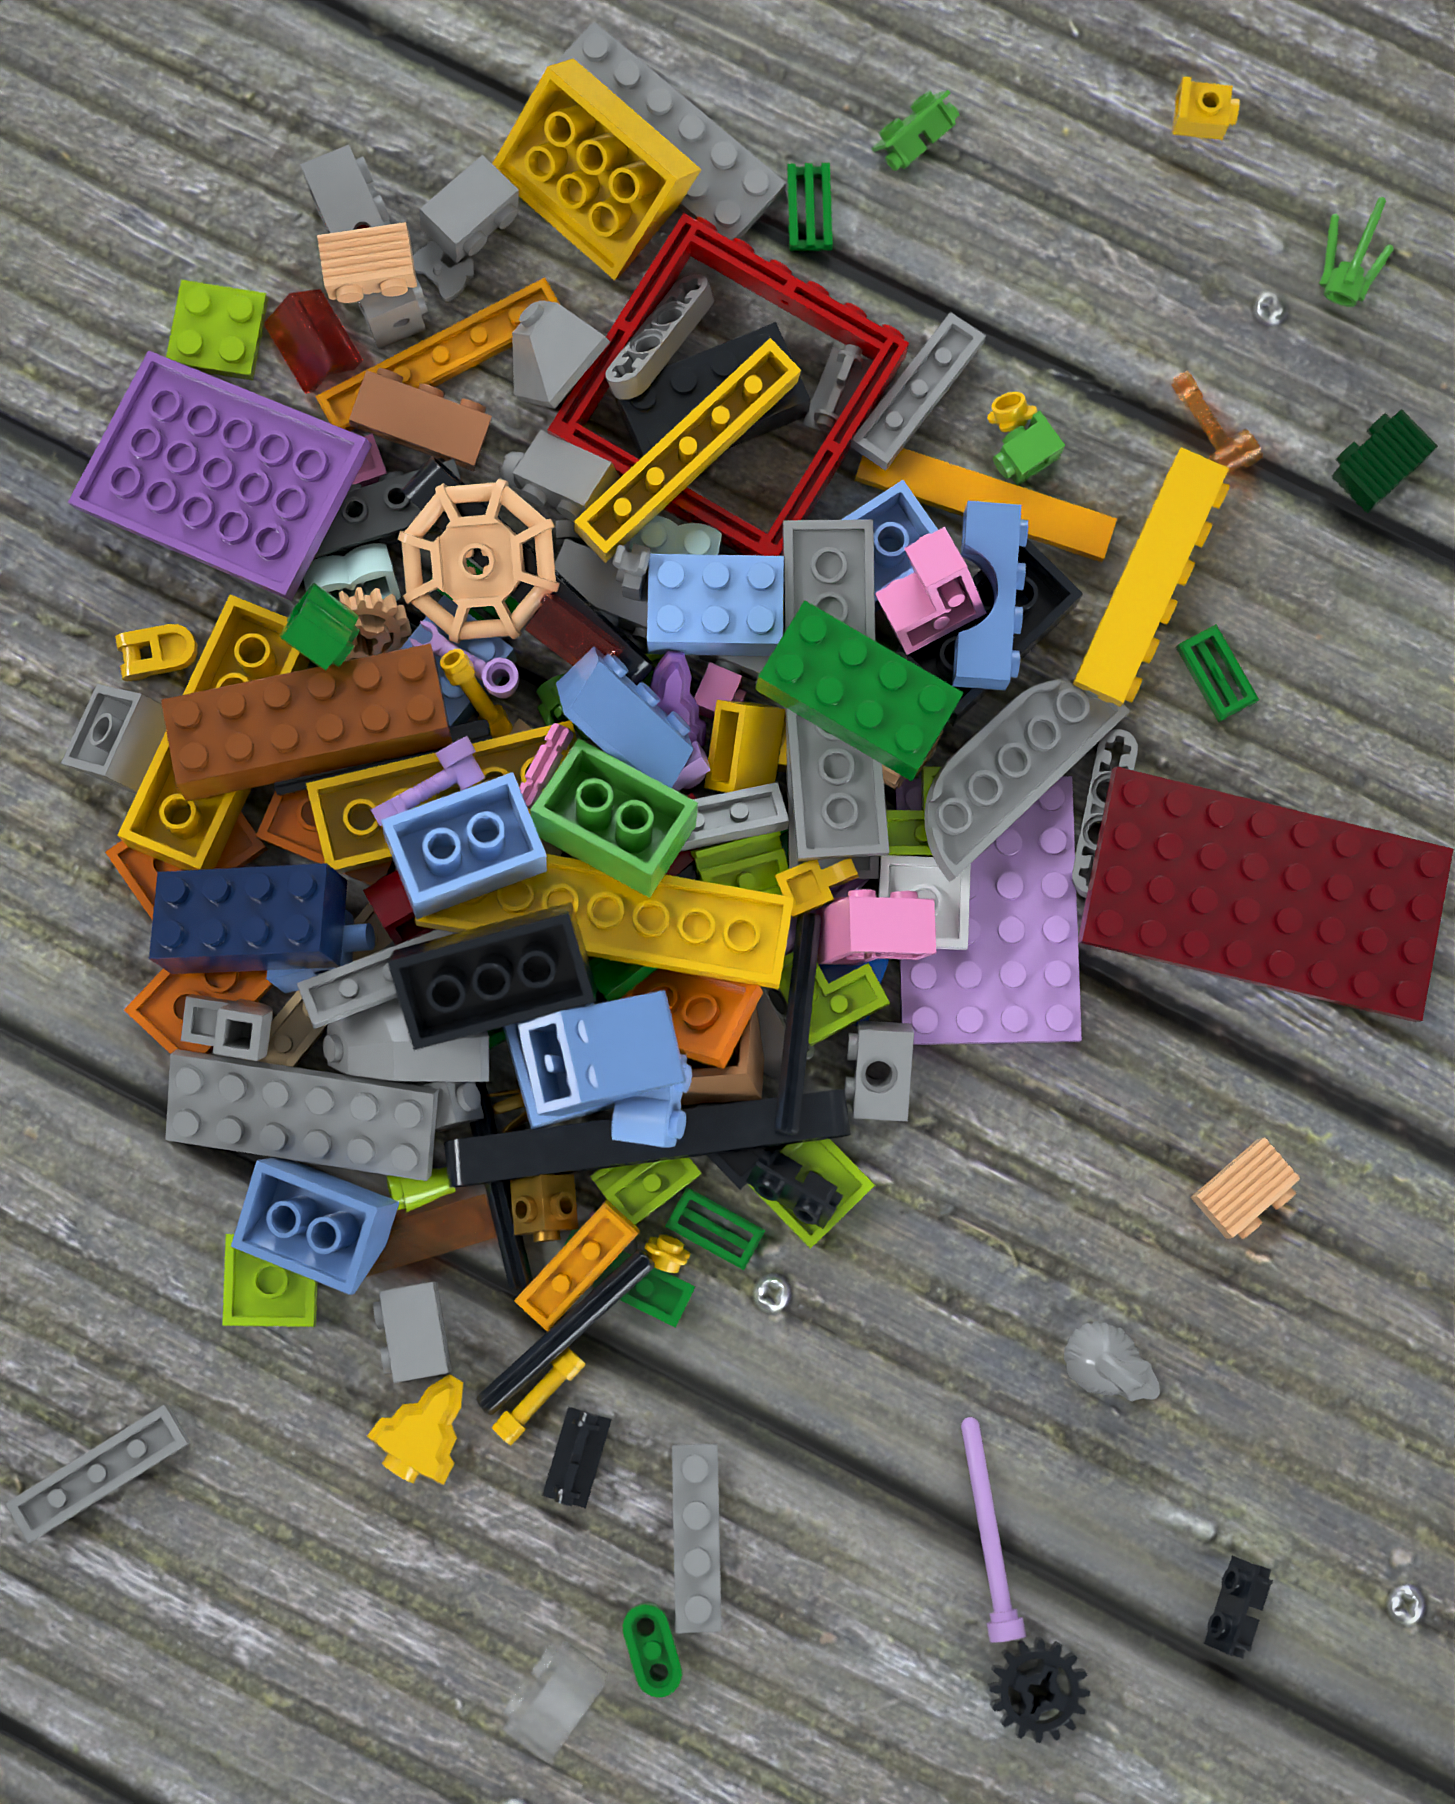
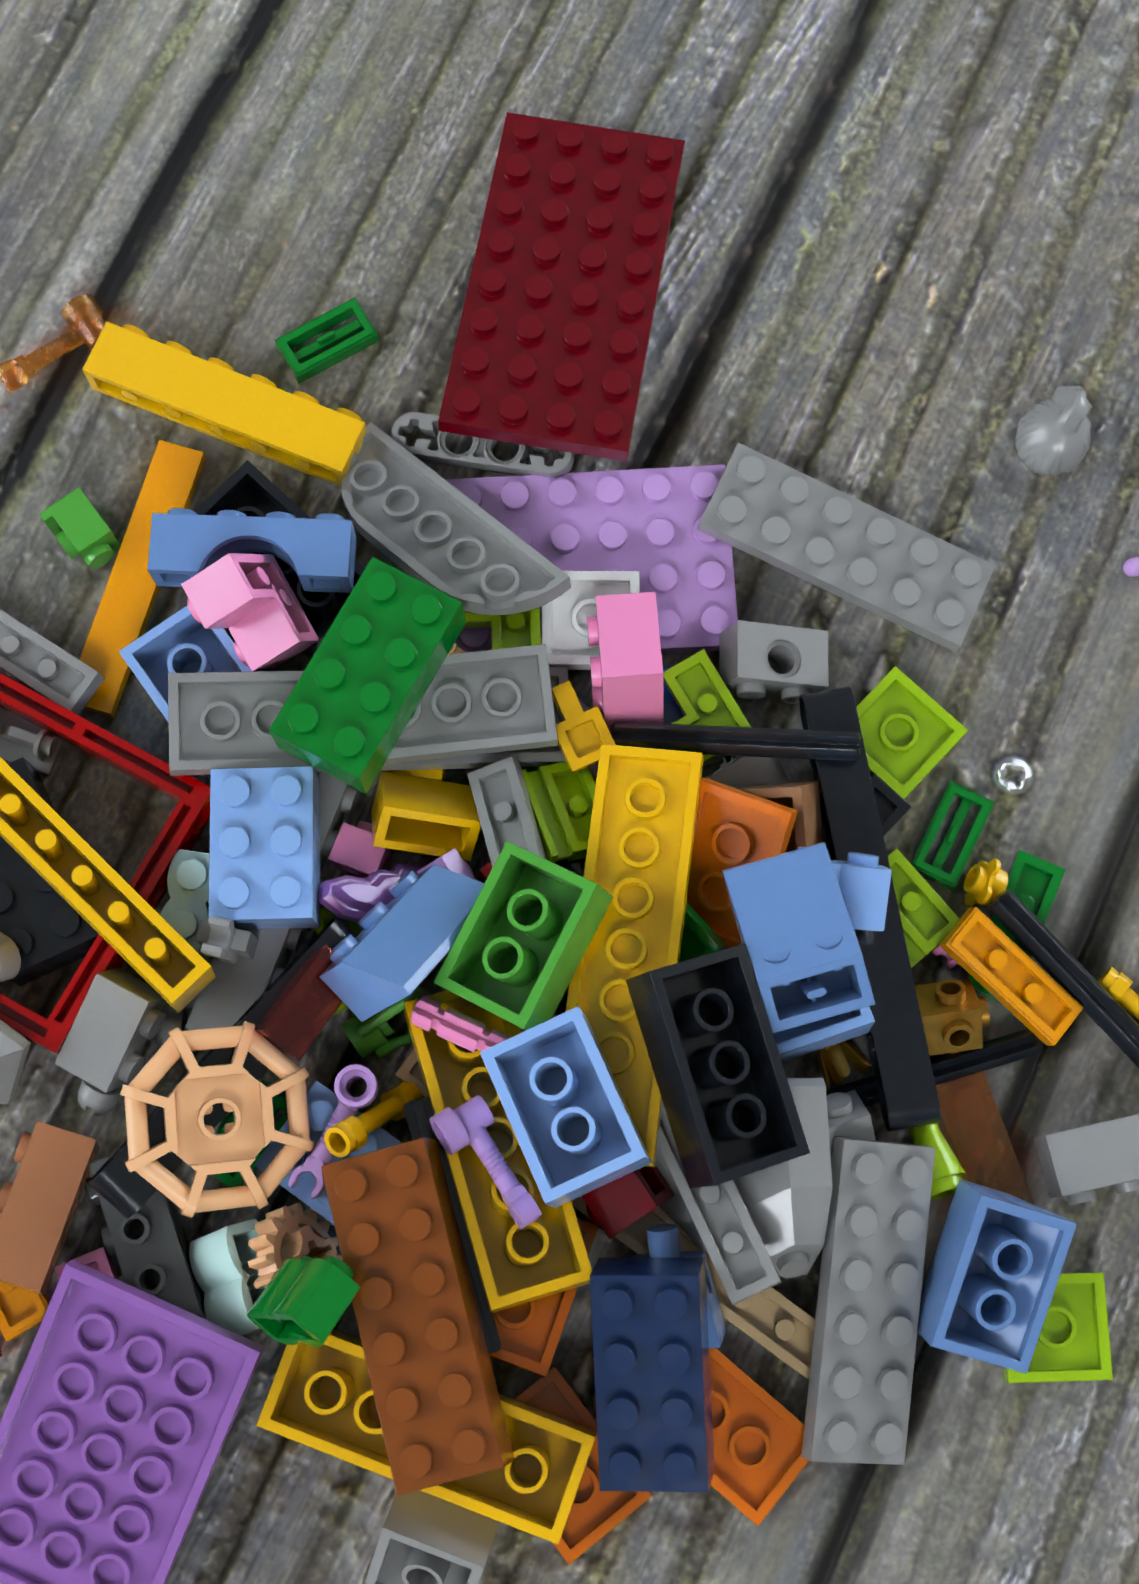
camera: 90 degrees left, 5 degrees down
(171, 648) = (316, 1500): yellow plate -> none
(230, 1026) = (775, 1382): light grey brick -> none
(810, 1201) = (919, 727): black hinge -> none
(994, 1149) = (846, 547): none -> light grey plate
(1010, 411) = (38, 550): yellow plate -> none
(1246, 1189) = (868, 301): light nougat brick -> none
(1384, 460) = (97, 177): dark green brick -> none

